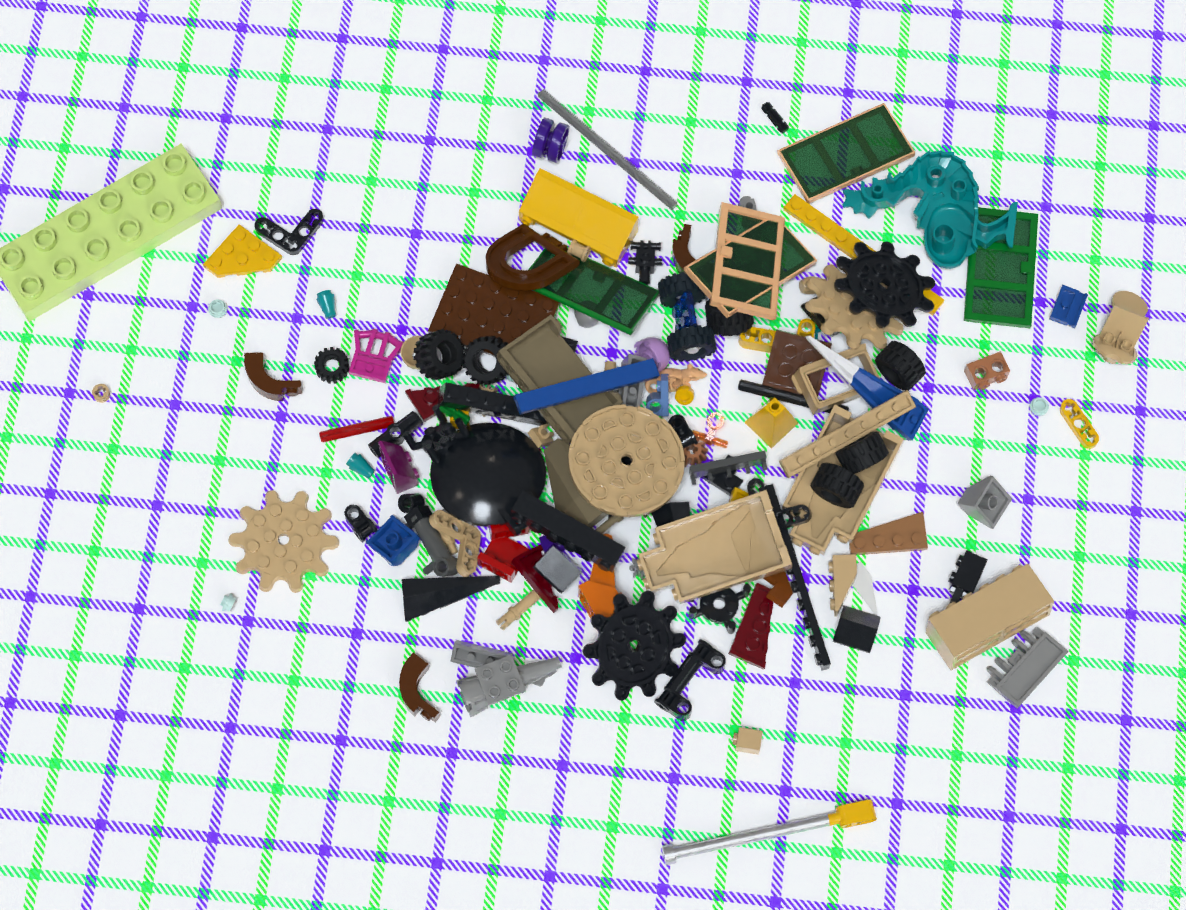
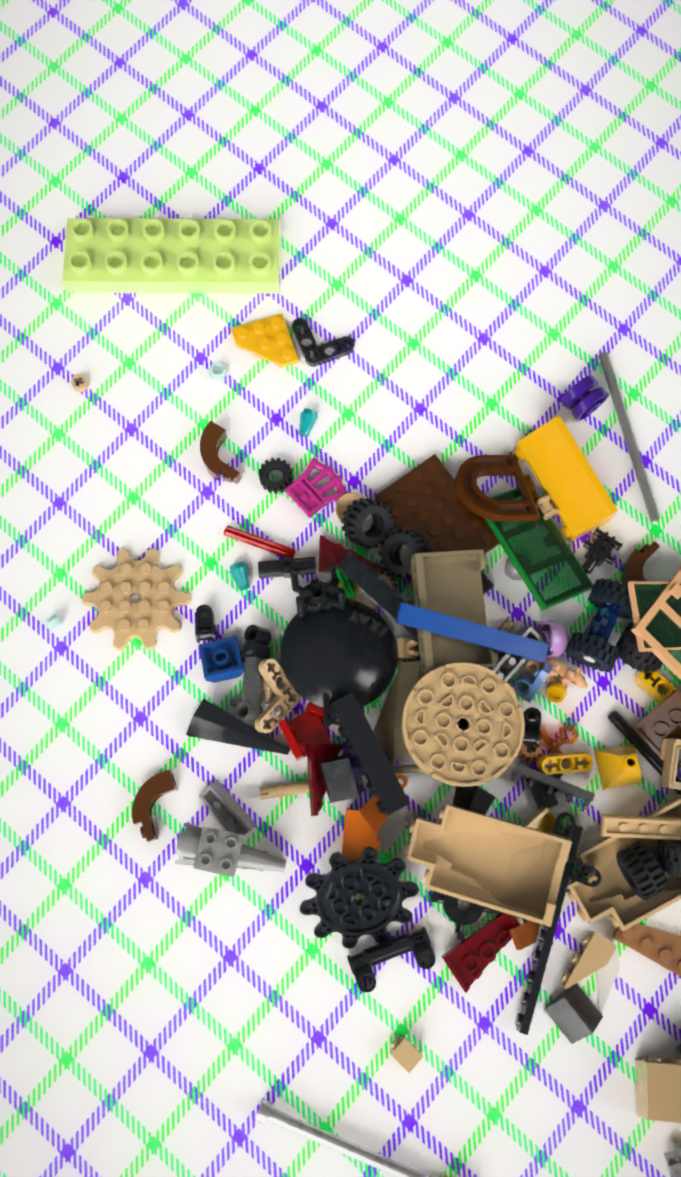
camera: 35 degrees right, 5 degrees up
(398, 467) = (268, 597): magenta slope -> none
(735, 444) = (557, 759): none -> yellow beam

